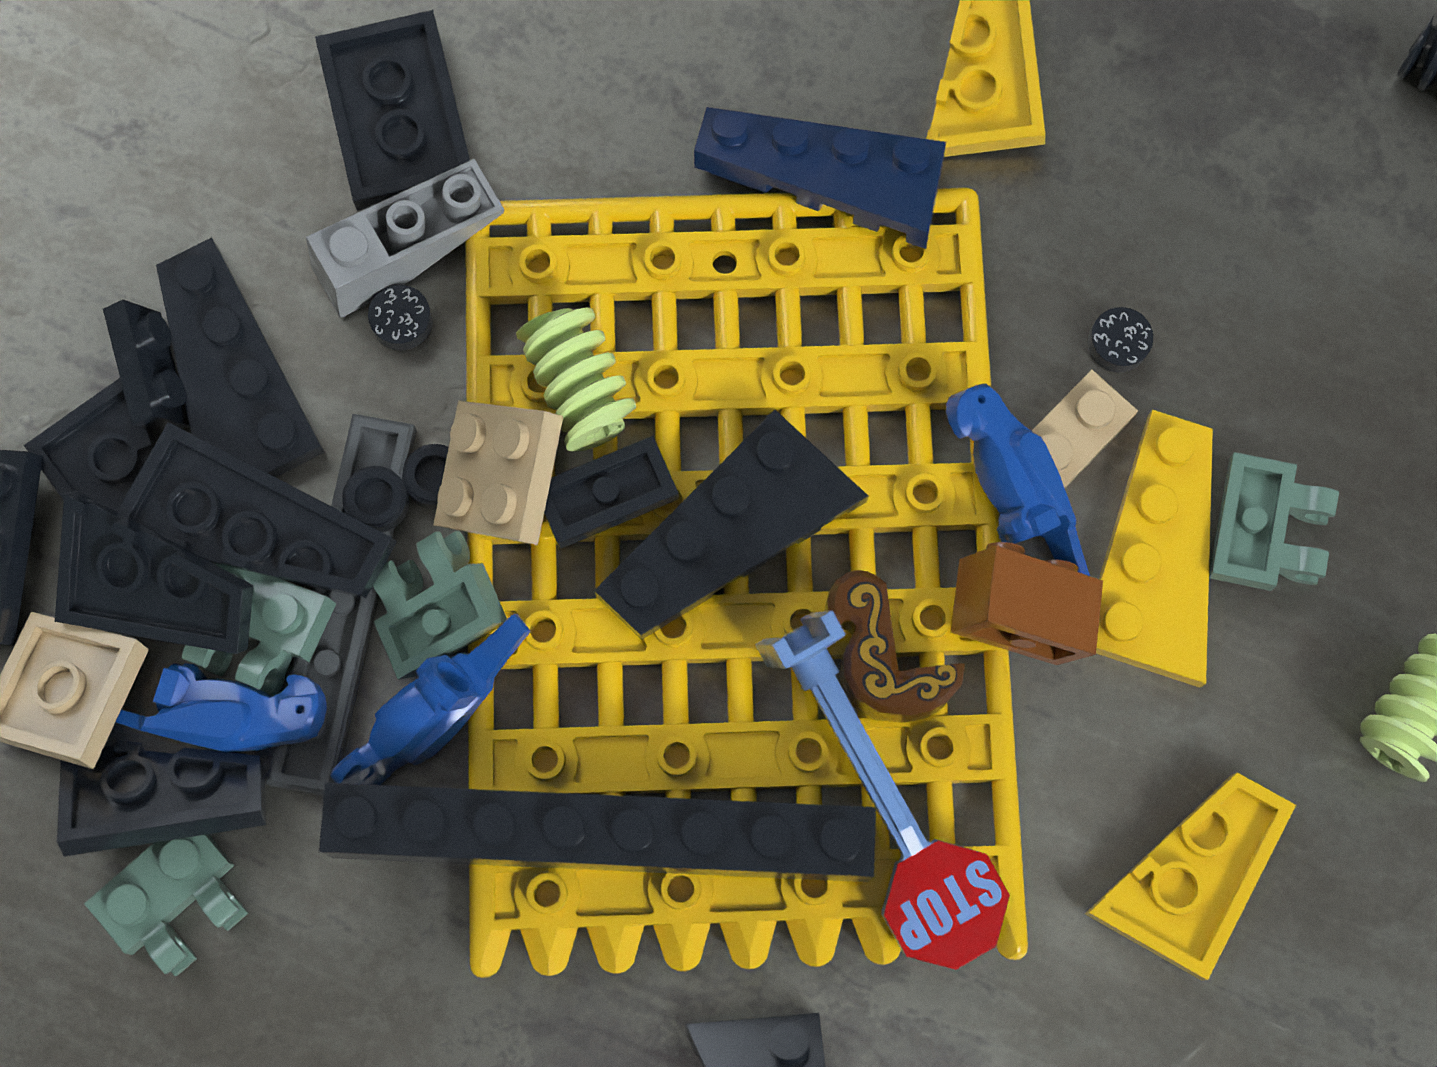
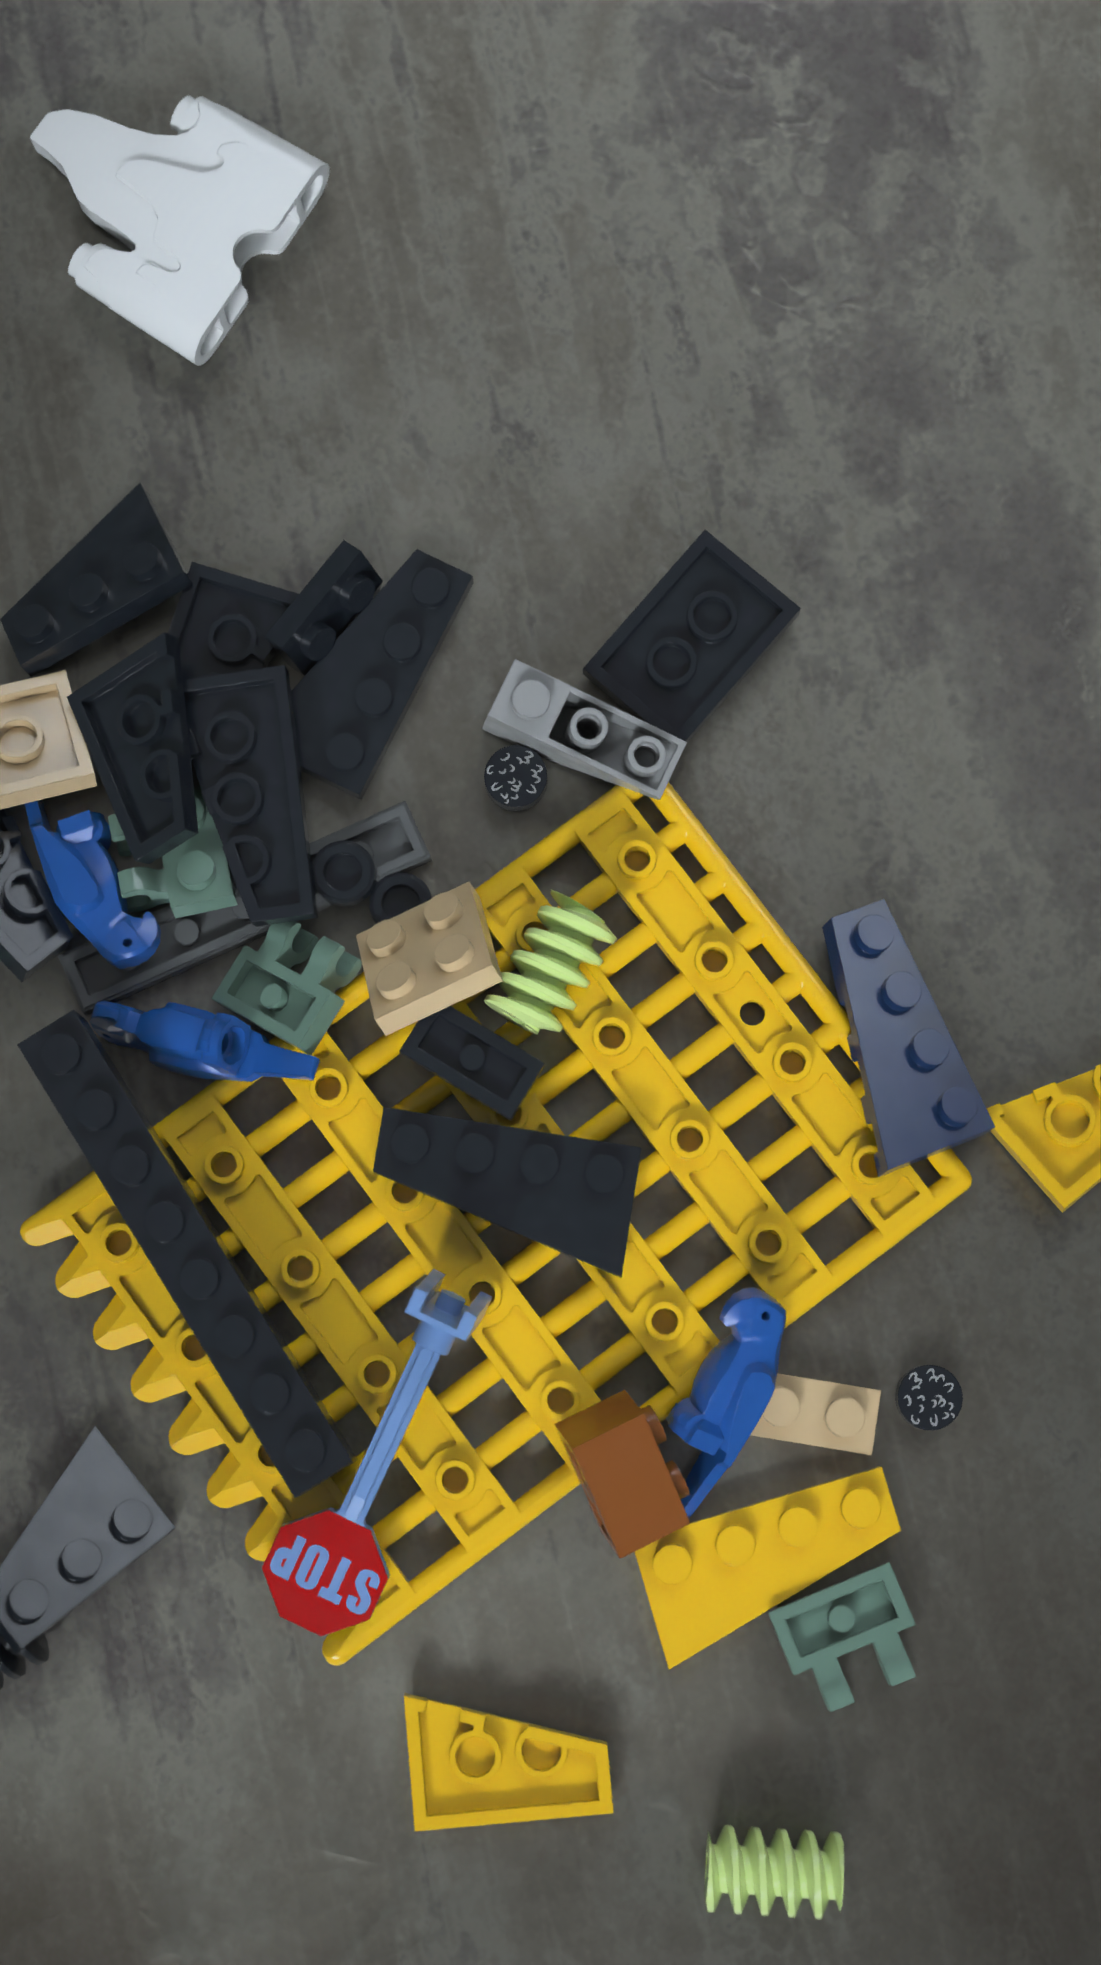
camera: 60 degrees right, 5 degrees up
(870, 661) = (480, 1372): reddish brown animal -> none

